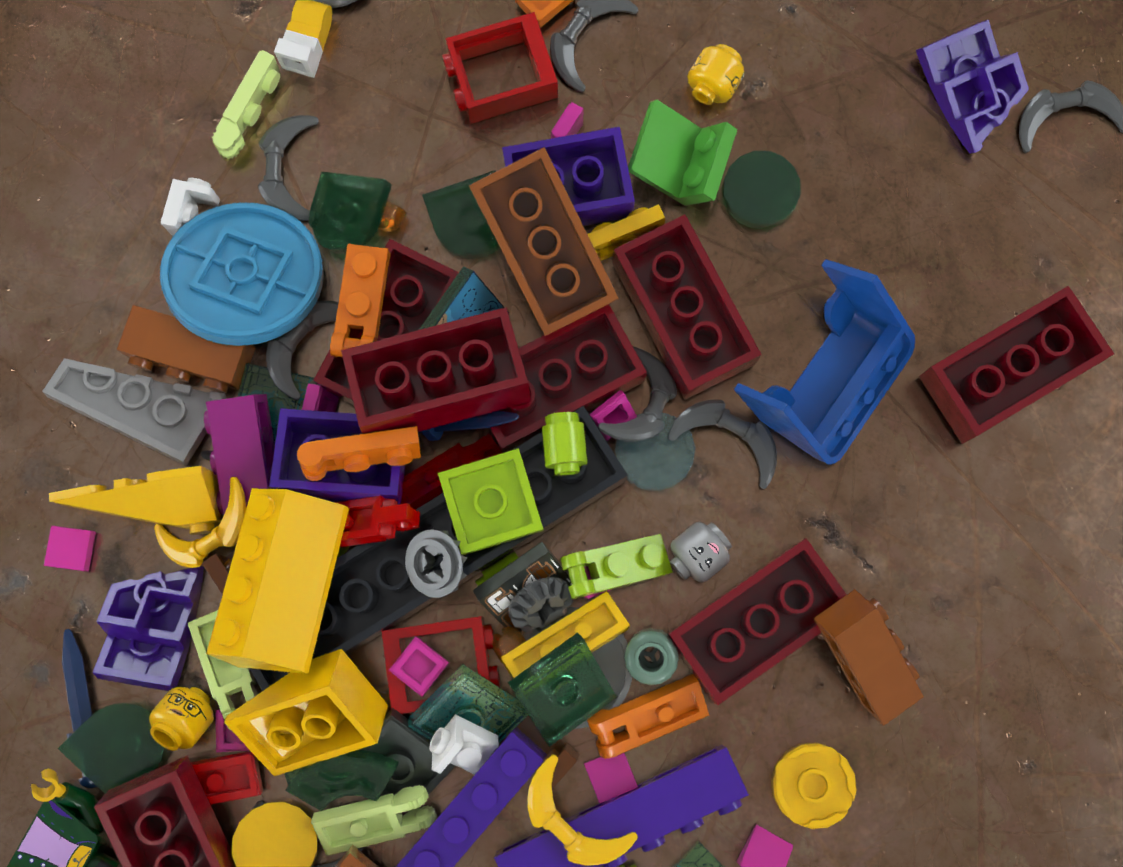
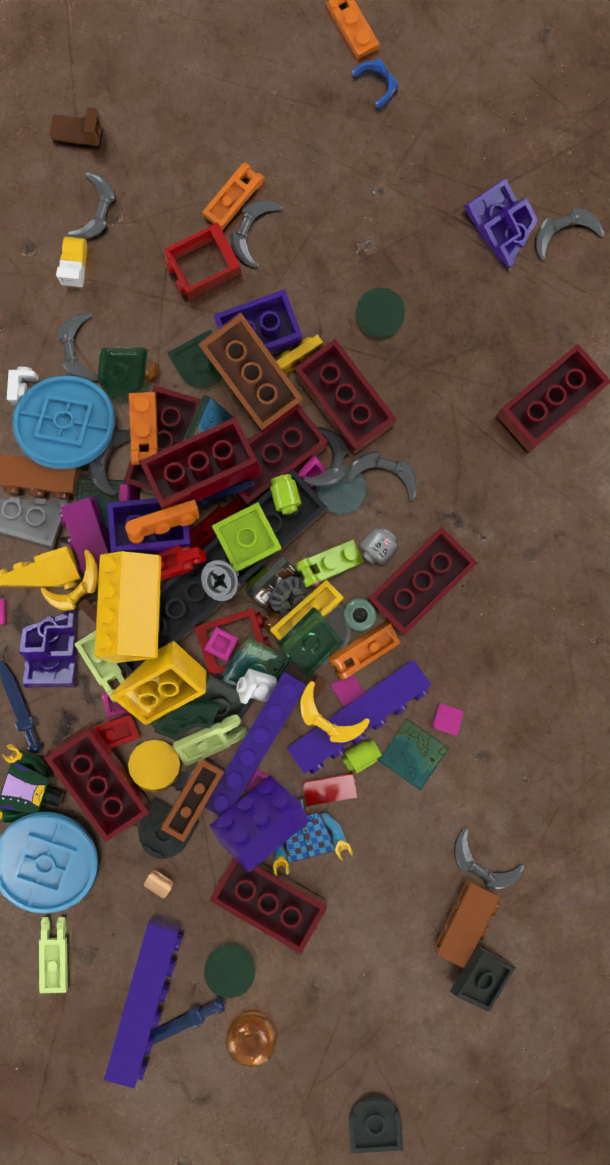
camera: 15 degrees left, 5 degrees up
(114, 745) = (46, 723): clear green tile -> none
(181, 718) = (82, 701): yellow head -> none
(245, 105) = (43, 314): yellowish green hinge -> none
(569, 122) = (252, 291): dark pink tile -> none
(680, 155) = (326, 300): bright green bracket -> none
(716, 74) = (339, 243): yellow head -> none
(813, 785) = (469, 673): yellow tile -> none
(848, 372) = (451, 422): blue windscreen -> none
(870, 656) = (490, 590): dark orange brick -> none

